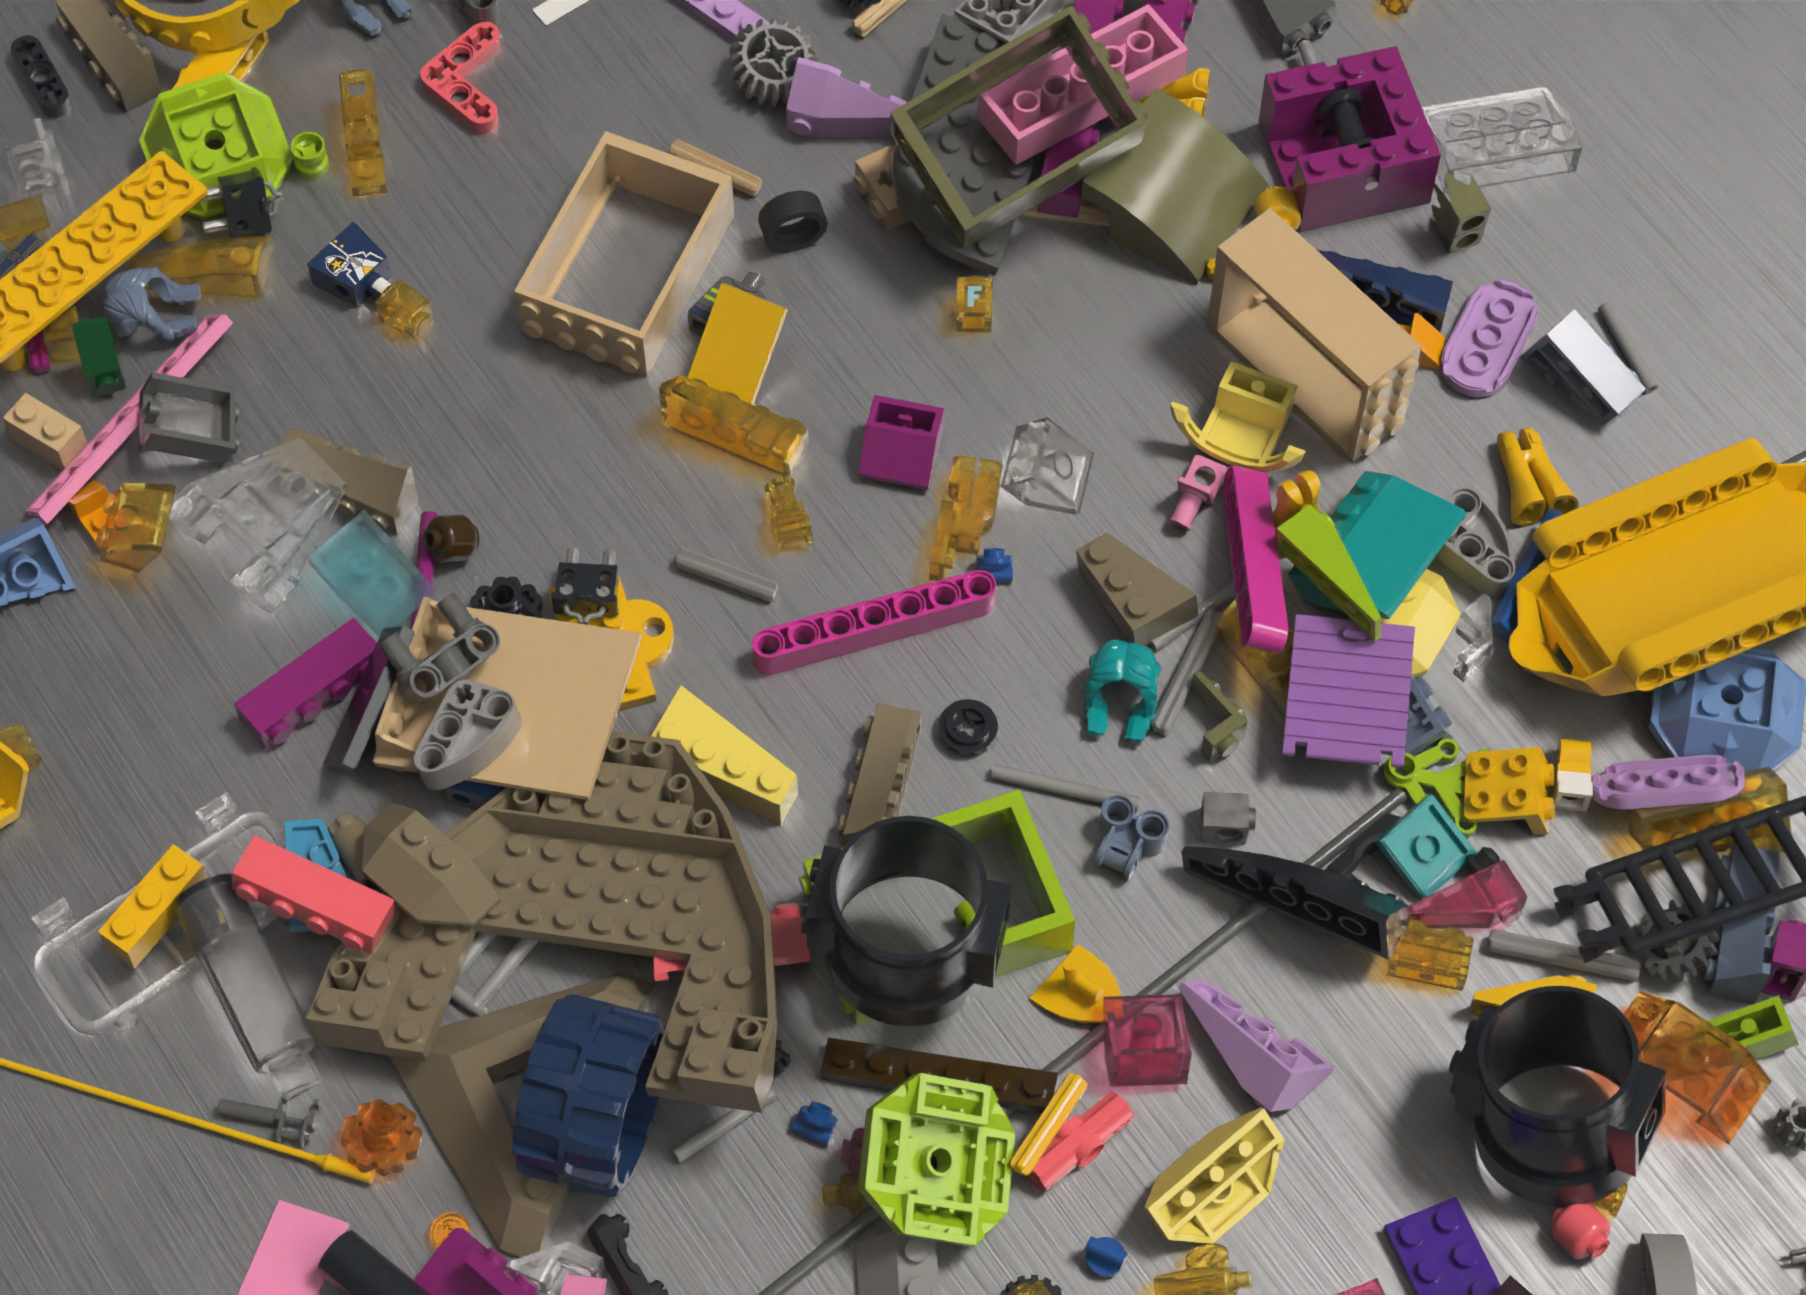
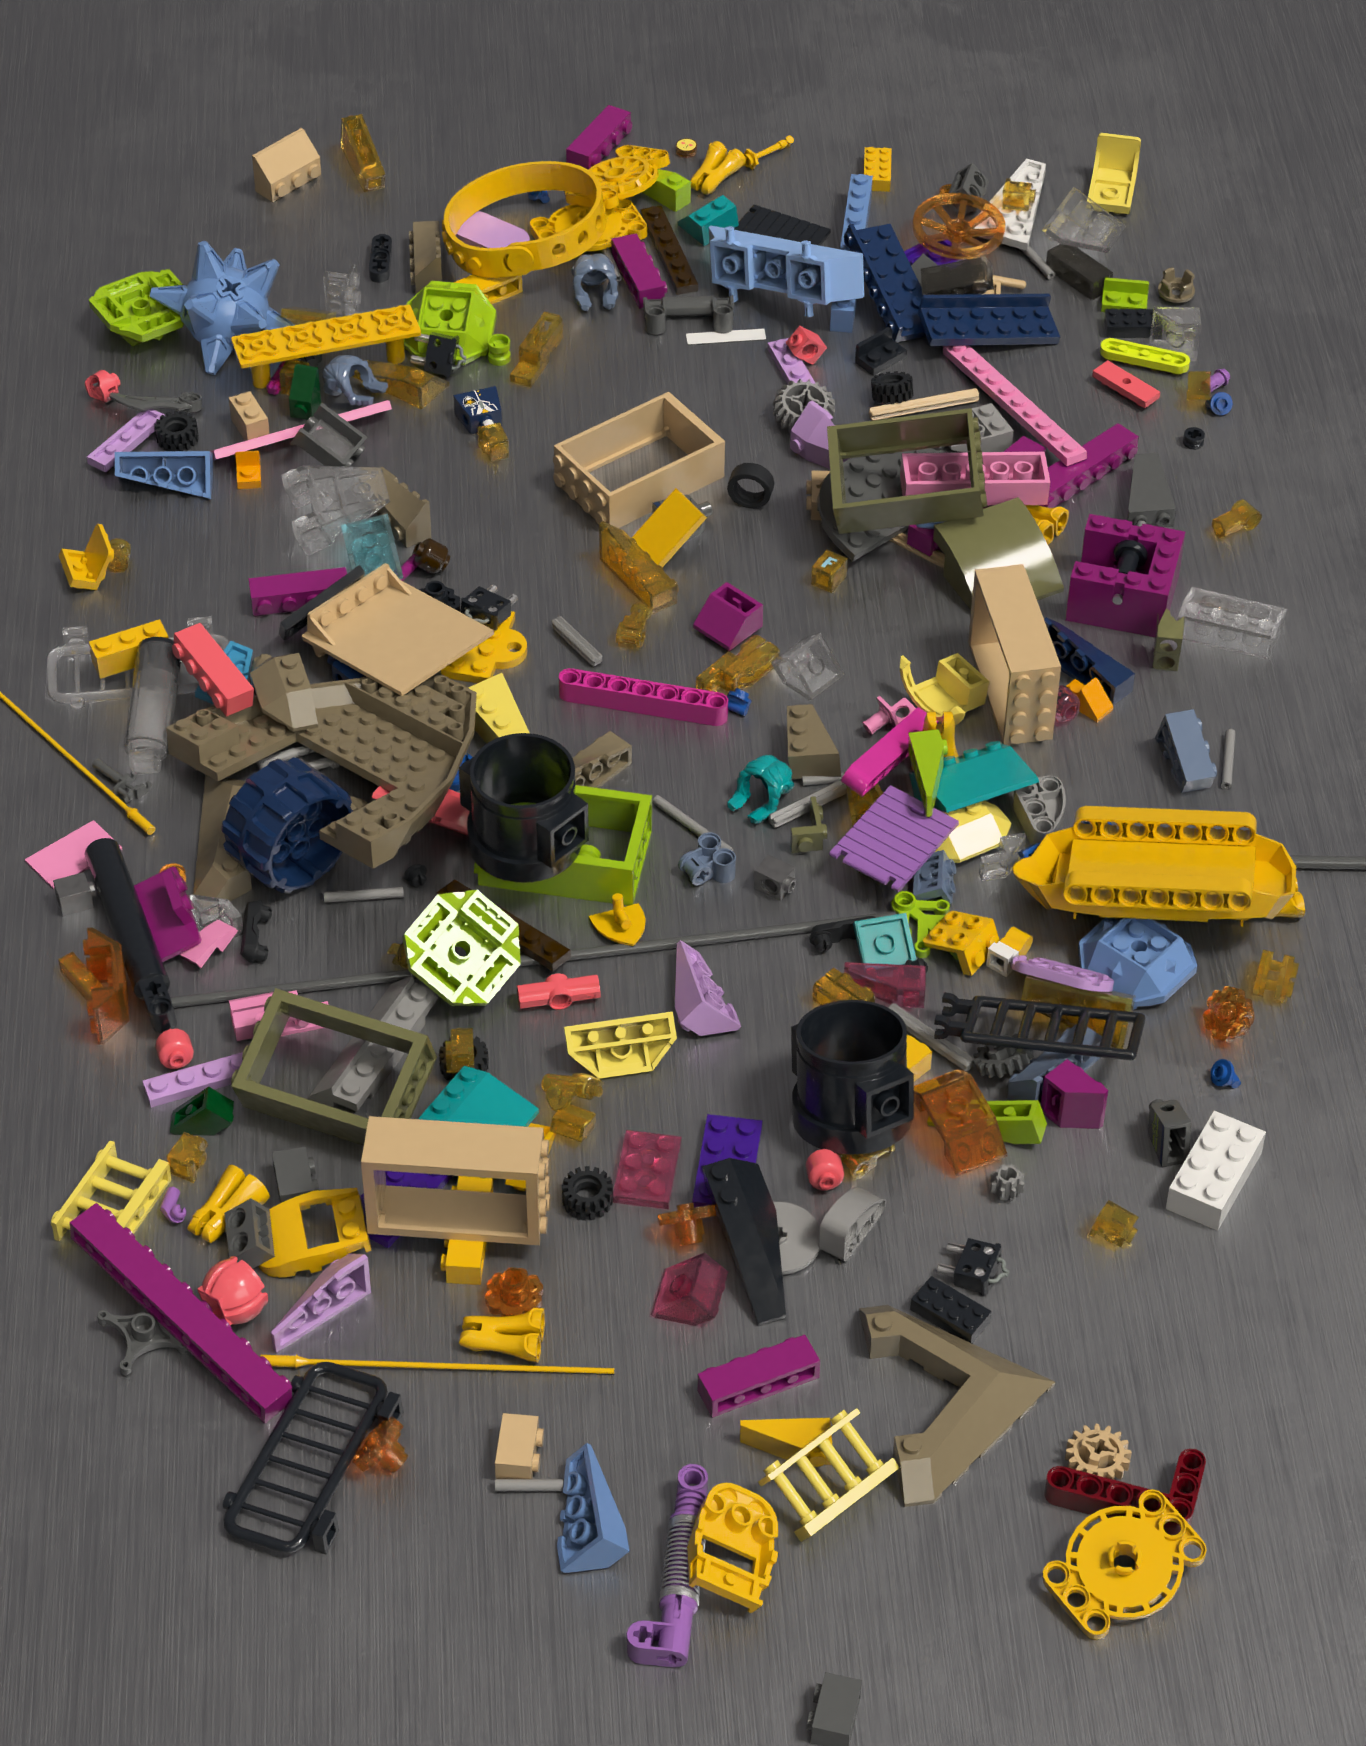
camera: 30 degrees right, 15 degrees down
(135, 524) = (260, 475): clear yellow slope -> none
(381, 1137) = (169, 811): clear orange plant -> none
(448, 662) = (372, 596): dark grey piece -> none
(454, 75) = (603, 346): coral beam -> none
(479, 737) = (357, 635): light grey beam -> none
(741, 179) = (731, 447): tan axle -> none
(815, 1123) = (411, 912): blue plate -> none
(977, 715) = (651, 765): black gear -> none
(1048, 1124) = (543, 968): yellow axle -> none
(1105, 1256) = (528, 1052): blue plate -> none
(1146, 1040) = (635, 959): clear pink slope -> none
(1280, 201) = (1054, 600): yellow head -> none
(1307, 894) = (788, 929): black wedge -> none
(1489, 338) = (1137, 718): lavender tile -> none
(1522, 467) = (1111, 785): yellow piece -> none

